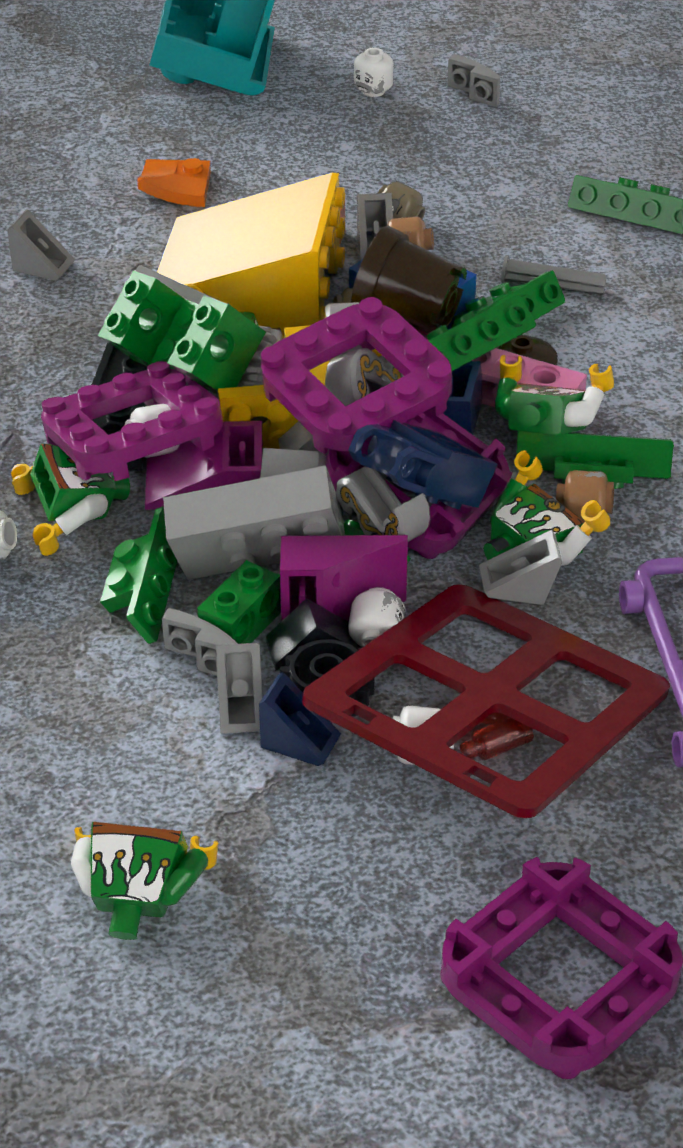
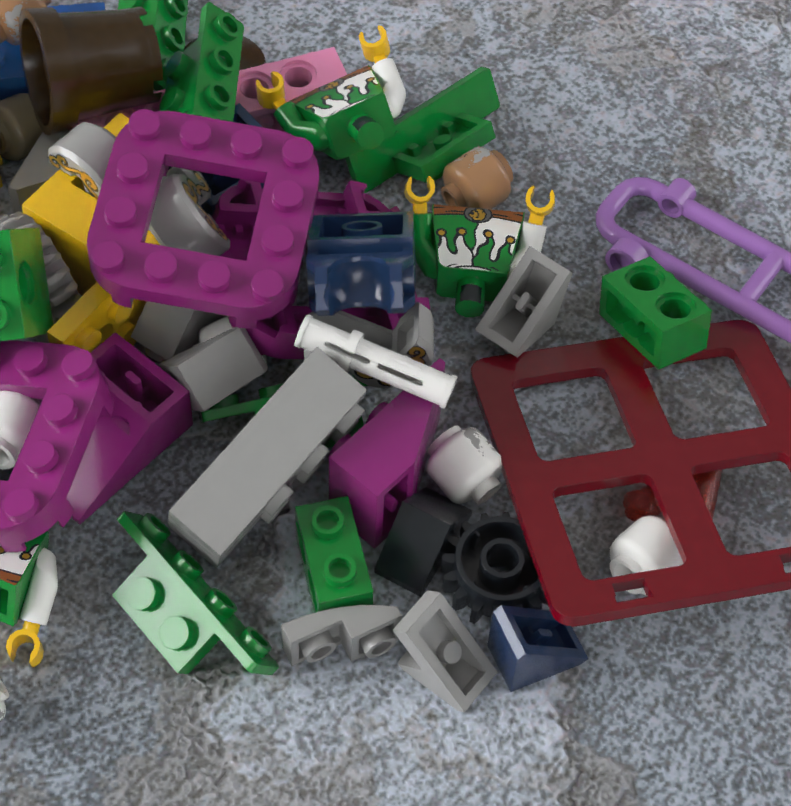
camera: 50 degrees left, 15 degrees up
(353, 491) = (376, 361): none -> white pin
(602, 627) = (655, 312): none -> green brick

